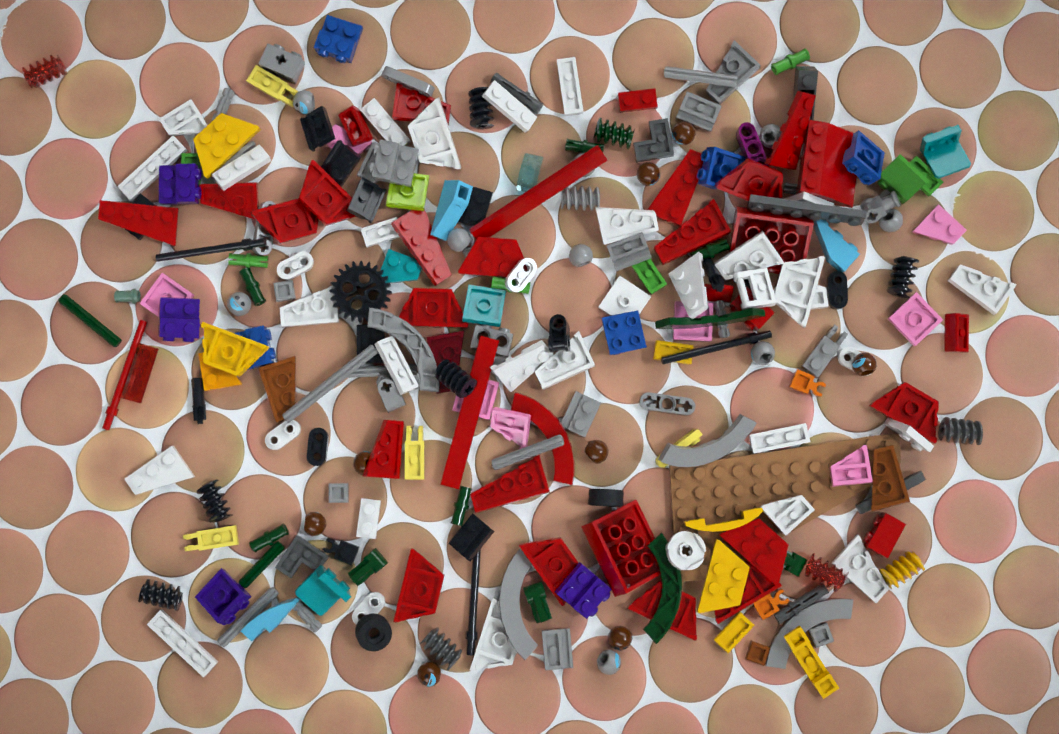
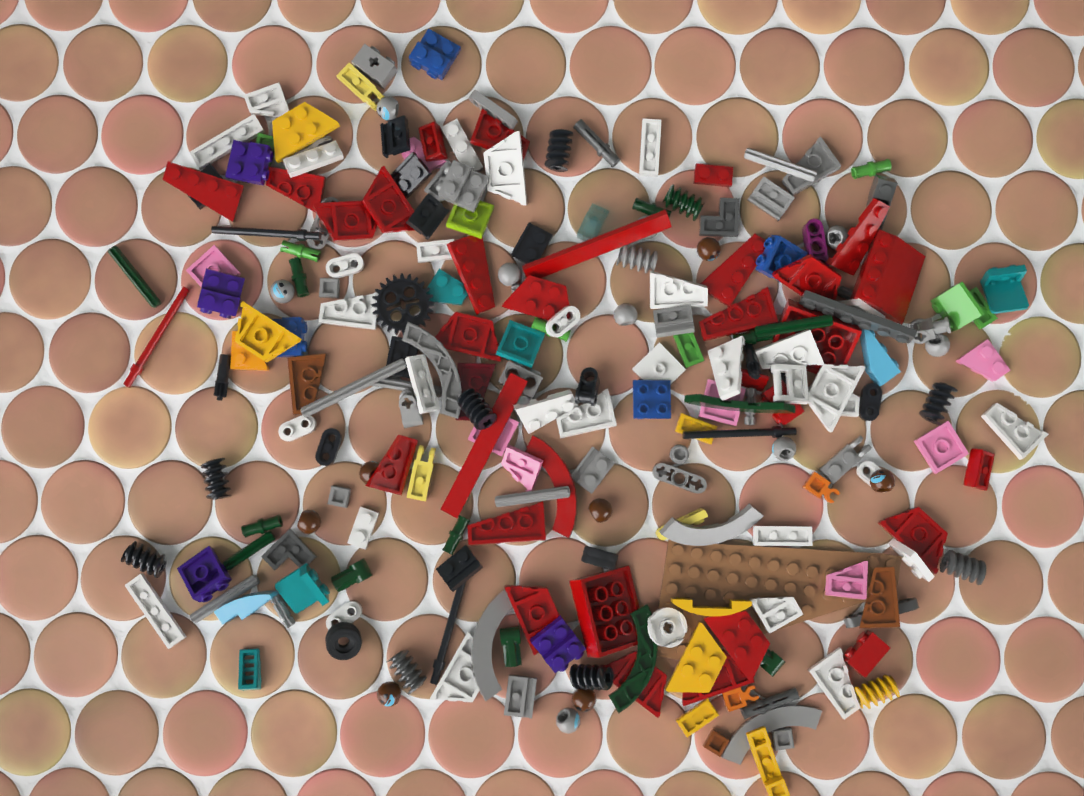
camera: 10 degrees right, 0 degrees up
(44, 71) = (144, 26): clear red piece -> none
(127, 296) = (175, 260): sand green pin -> none
(139, 373) = (171, 338): clear red plate -> none
(160, 471) = (170, 438): white wing -> none
(213, 538) = (207, 515): light yellow hinge -> none
(224, 102) = (310, 92): light grey axle -> none
(294, 679) = (256, 685): none -> teal slope
(344, 551) = (332, 555): black plate -> none
(419, 588) = (397, 608): red wing -> none
(452, 204) = (508, 241): medium azure slope -> none
(509, 106) = (587, 154): white plate -> none
(622, 614) = (591, 677): none -> black piece
(662, 380) = (679, 454): none -> light grey plate
(683, 133) = (751, 216): reddish brown piece -> none
(746, 231) = (793, 326): none -> dark green axle
(825, 573) = (800, 679): clear red piece -> none
(864, 159) = (924, 279): blue plate -> none

